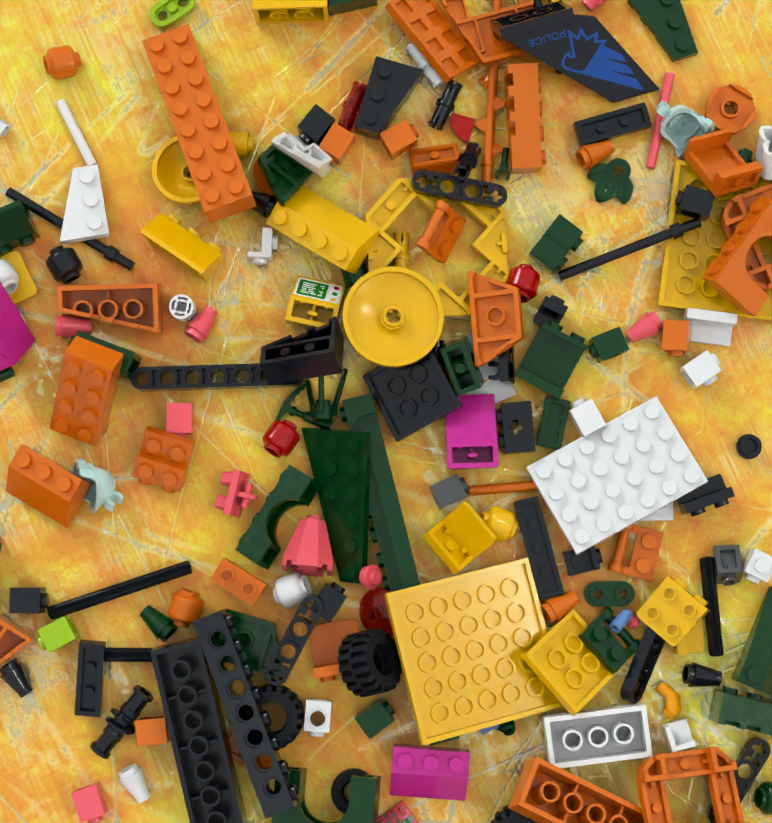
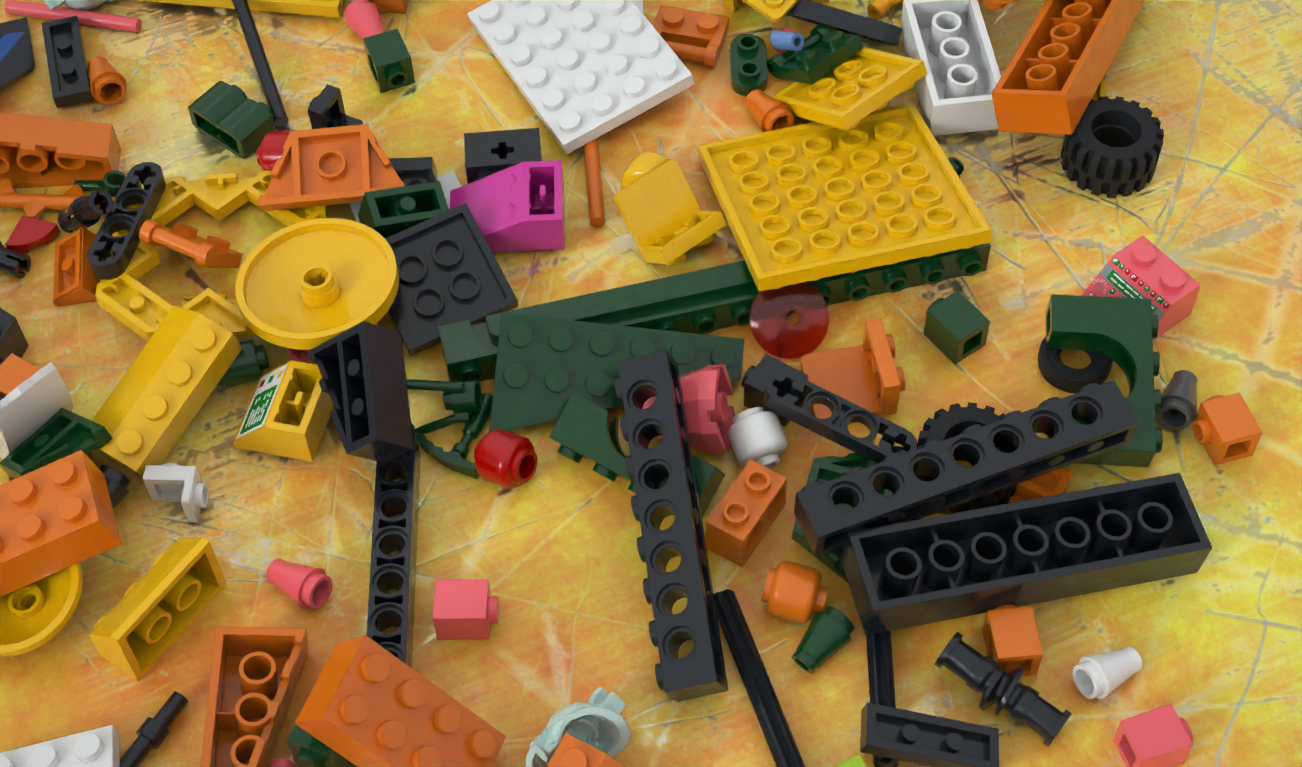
camera: 90 degrees left, 30 degrees down
(163, 459) = (534, 628): orange plate -> none
(186, 309) = (266, 605): white wheel -> none
(238, 493) = (613, 528): coral hips -> none
(306, 532) = (704, 668): none -> black brick
(323, 706) = (957, 387): white brick -> none
(369, 662) = (869, 314): black tyre -> none
(370, 576) = (732, 325): coral plate -> none
(399, 138) = (33, 307): orange brick -> none
(429, 772) = (1027, 256): dark pink slope -> none
(449, 491) = (598, 240): dark grey brick -> none
(538, 547) = (682, 135): black plate -> none
(551, 359) = (402, 122): dark green panel -> none
(552, 423) = (495, 117): dark green plate -> none
(583, 562) = (704, 96): black bracket -> none
(585, 417) = (493, 83): white brick -> none
(609, 184) = (152, 64): dark green plate -> none

